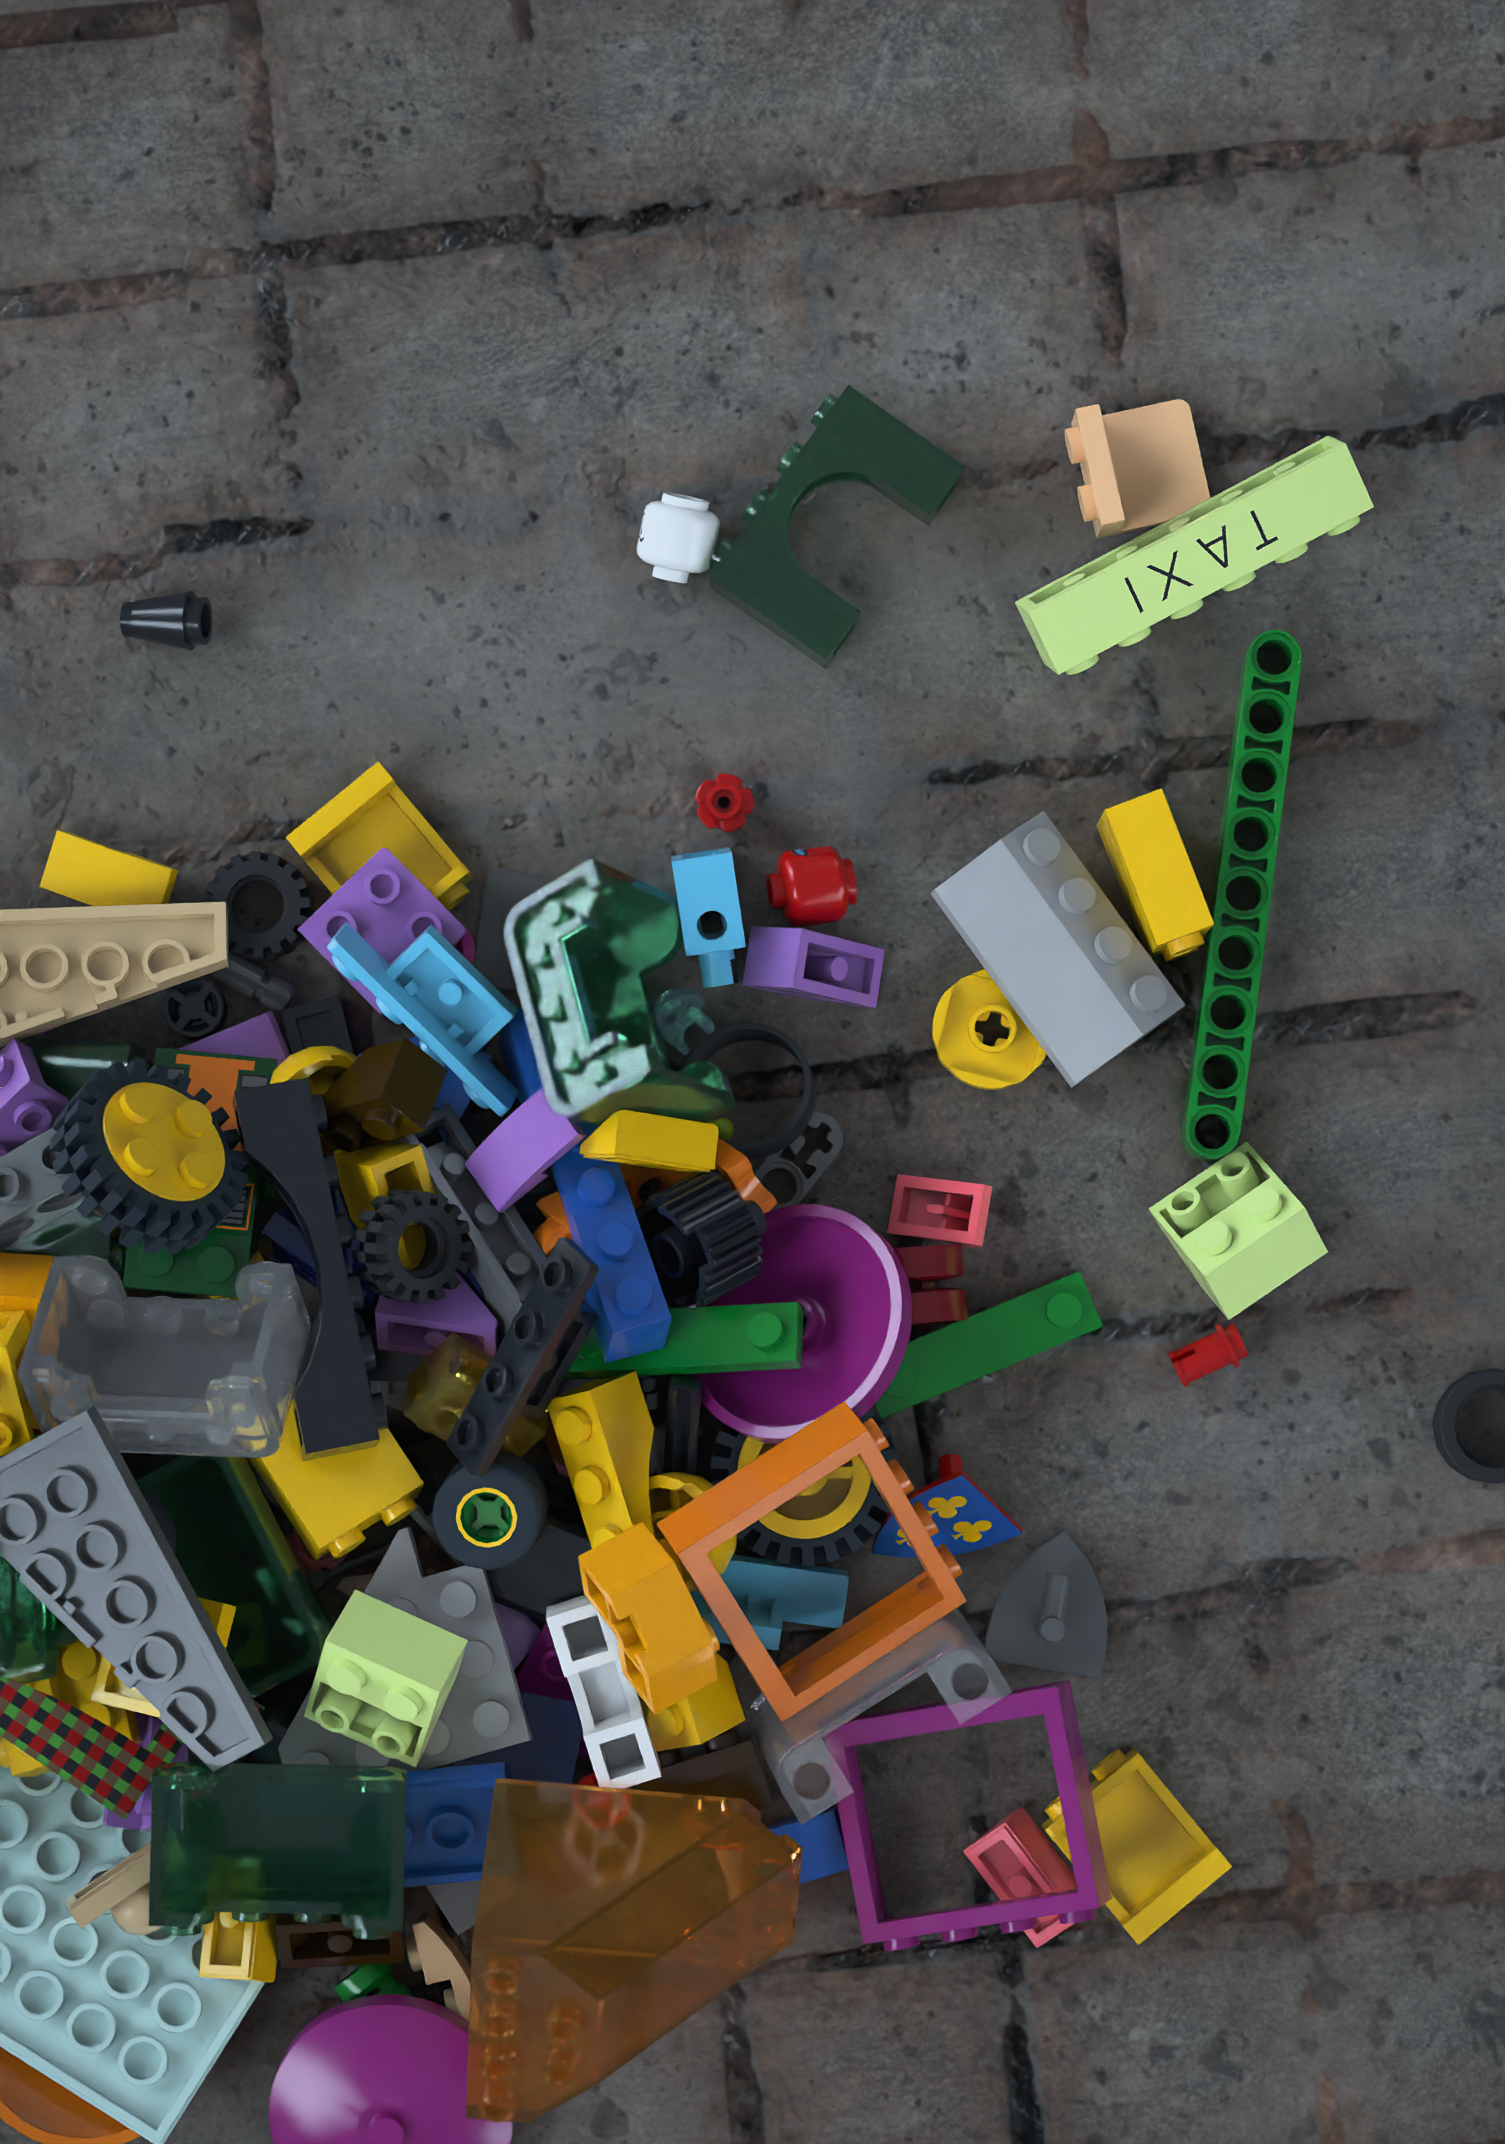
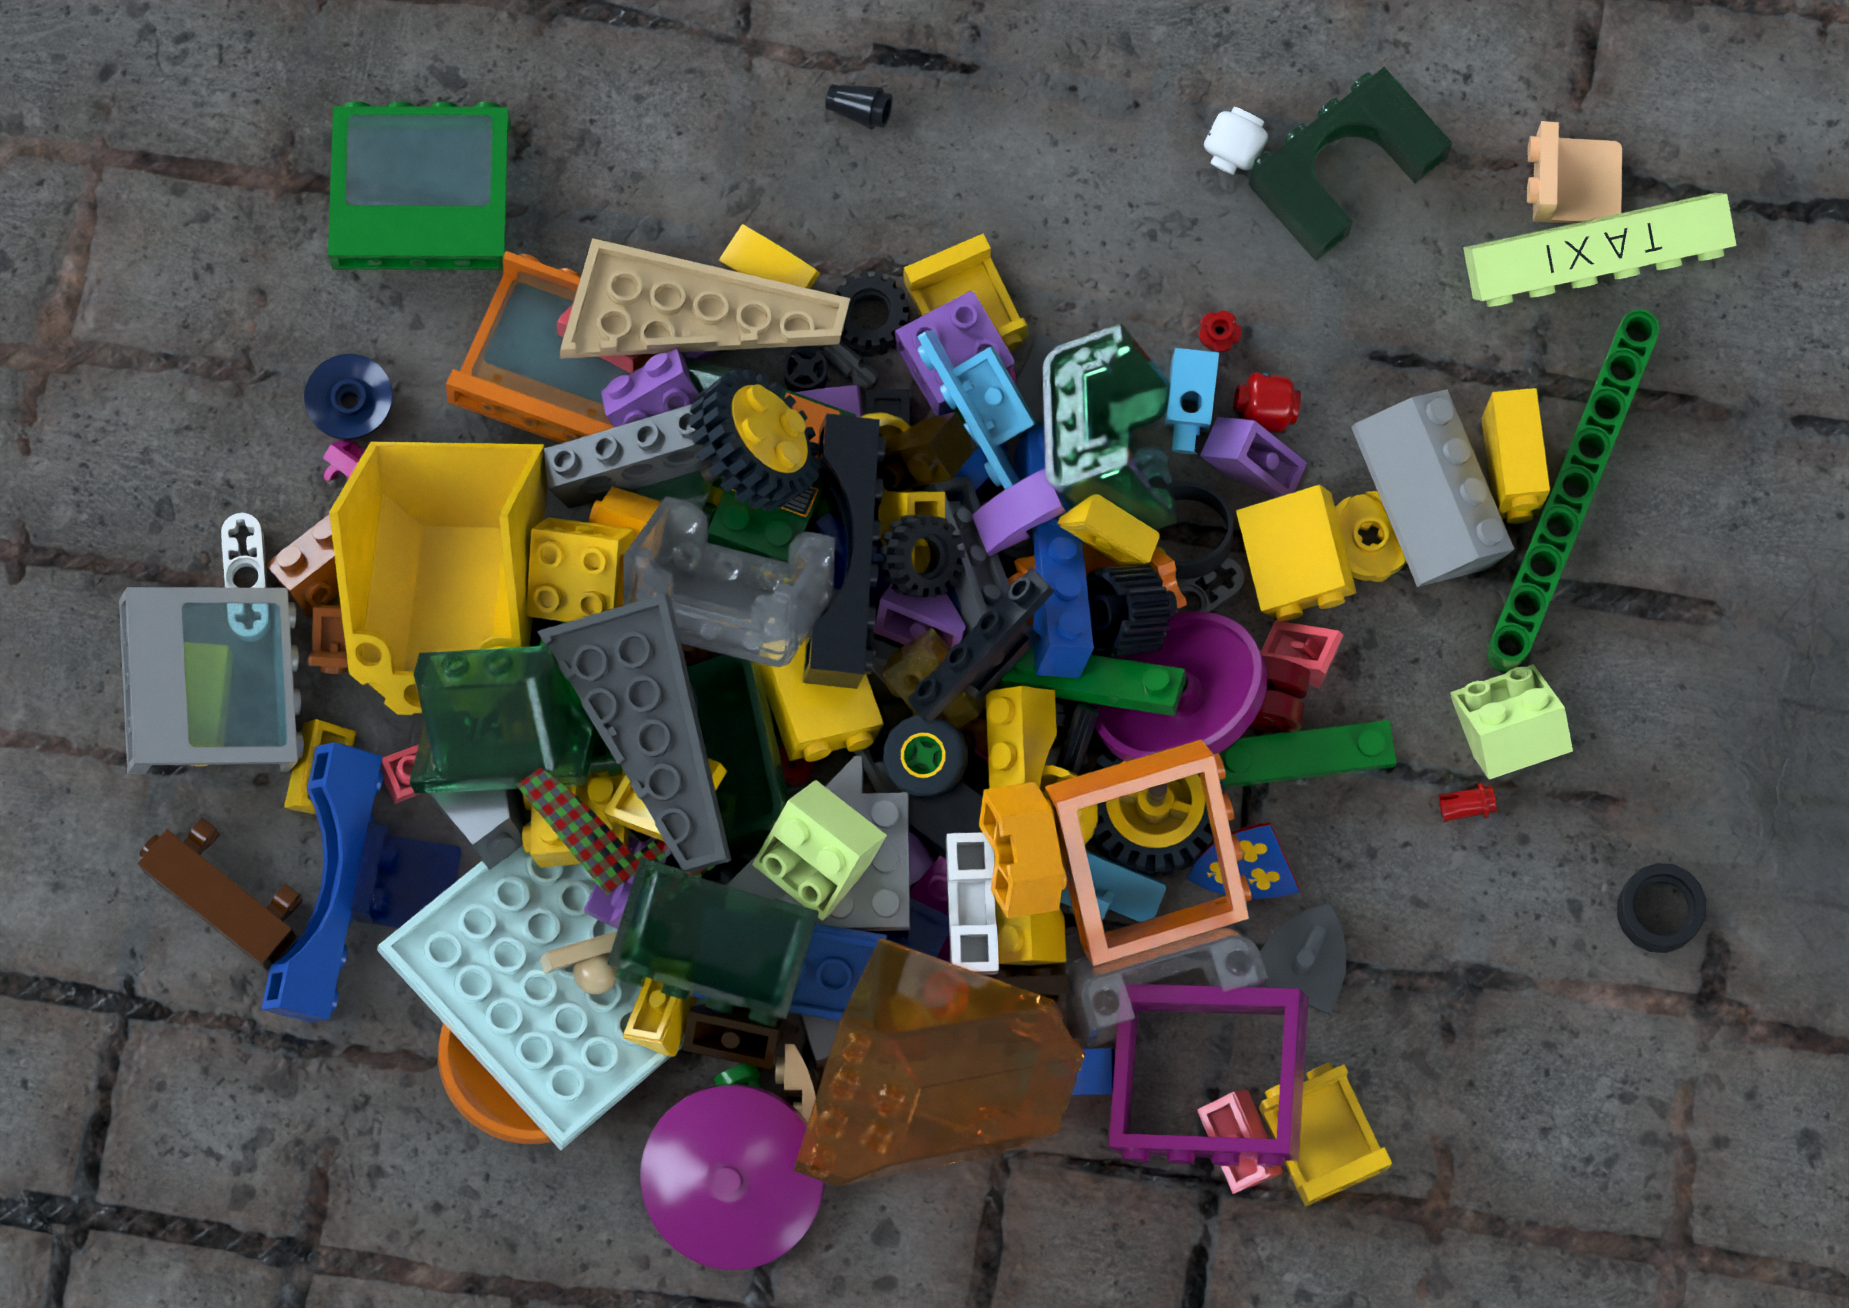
camera: 10 degrees right, 10 degrees down
(903, 1085) = (1296, 553): none -> yellow brick

